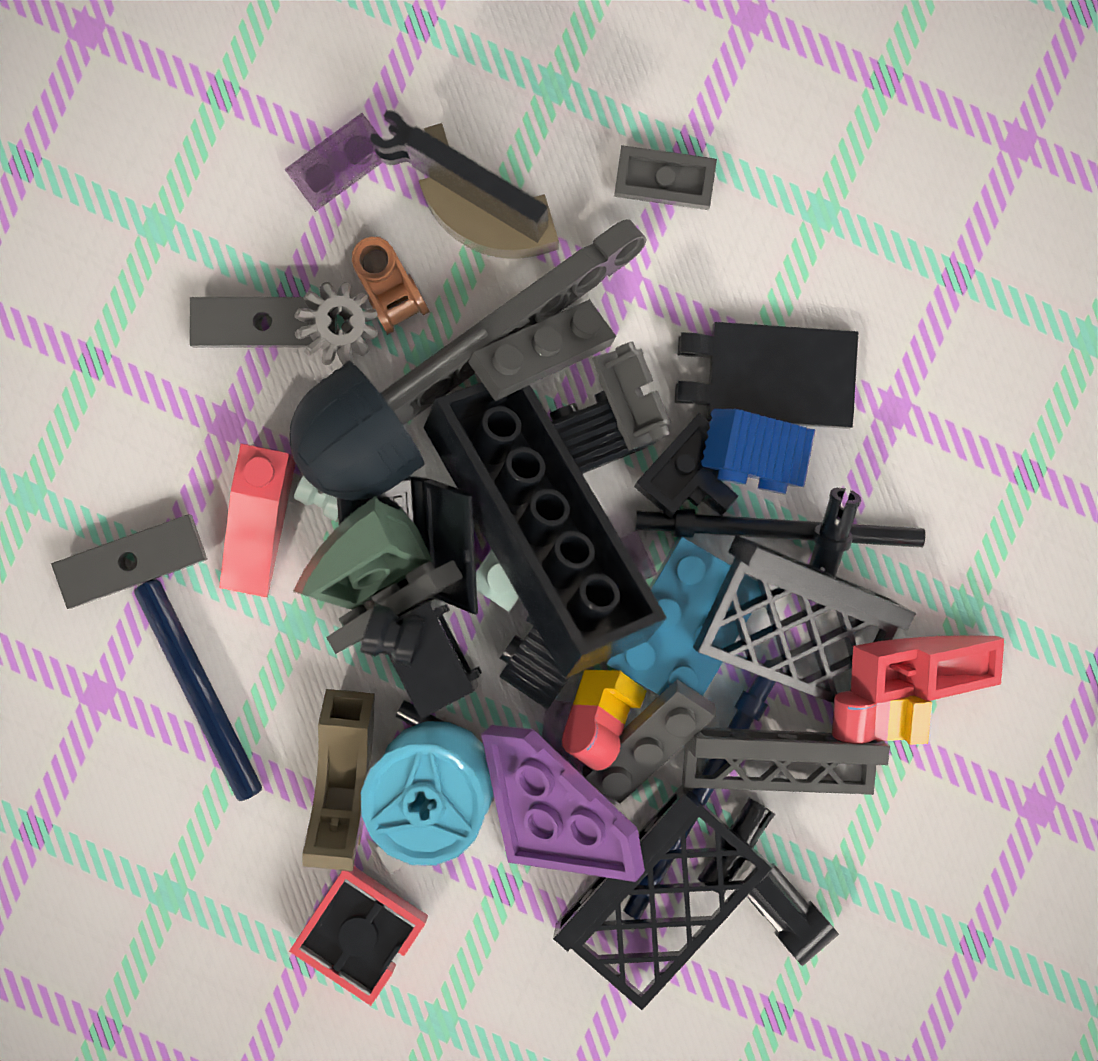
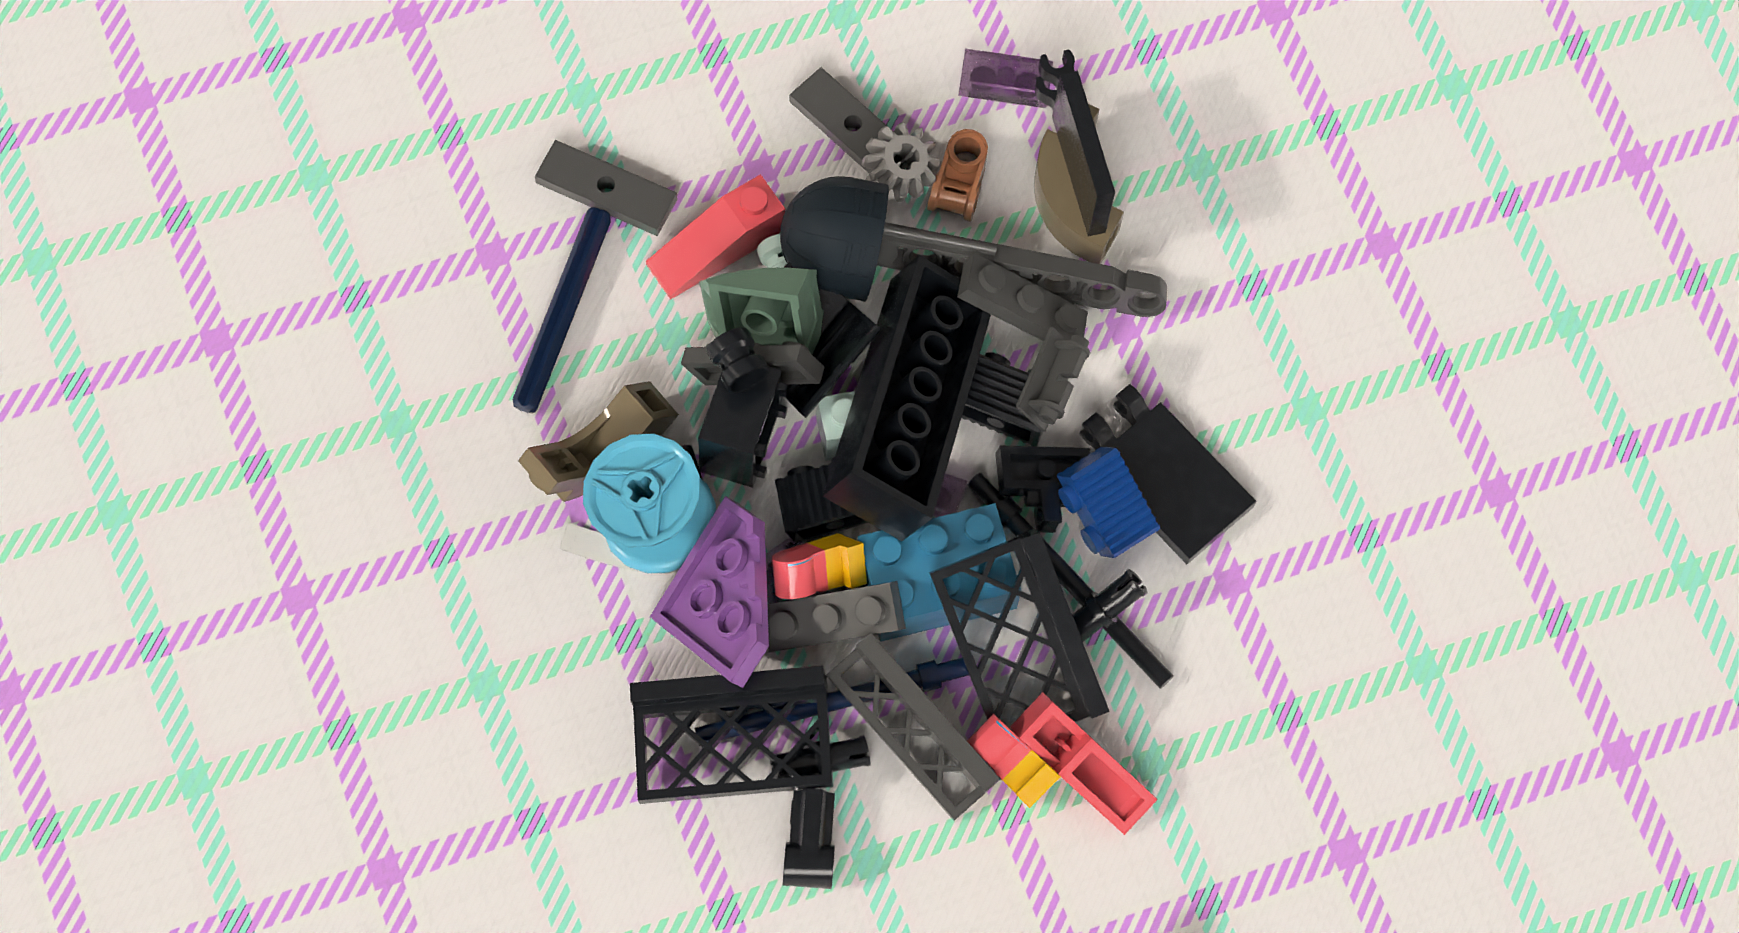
camera: 45 degrees right, 20 degrees down
(359, 934) = (500, 558): black piece -> none
(665, 177) = (1218, 283): dark grey plate -> none

